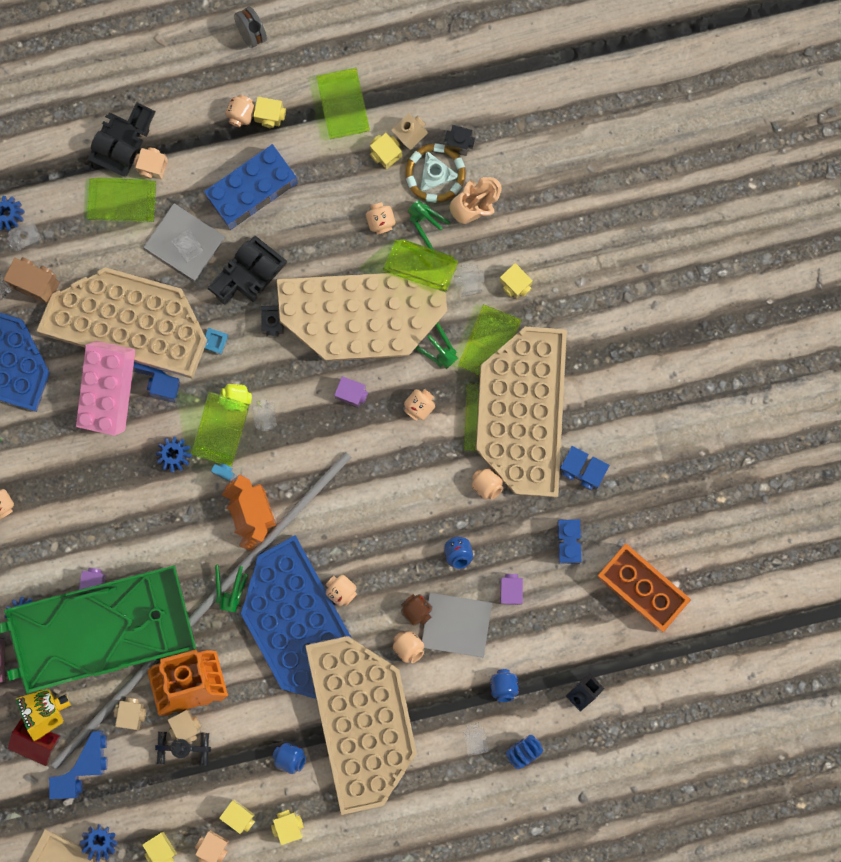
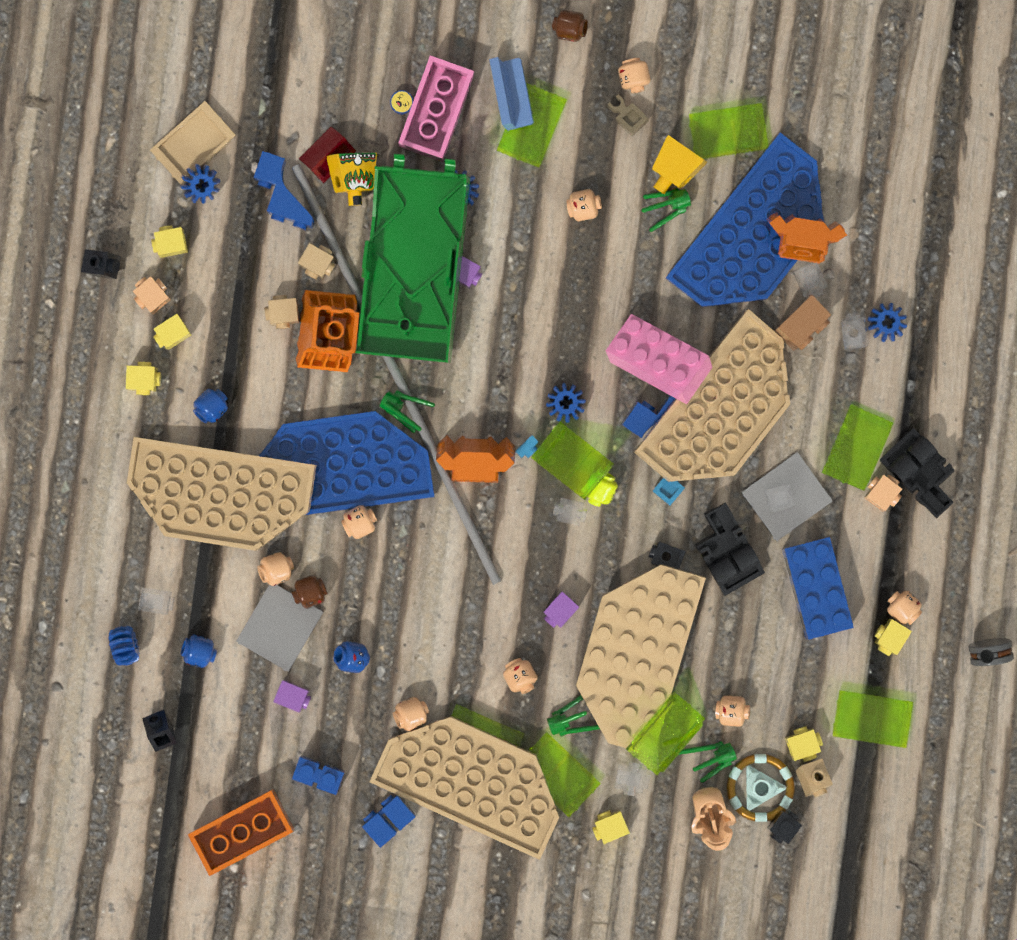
camera: 105 degrees right, 5 degrees up
(181, 748) = (262, 301): black axle -> none

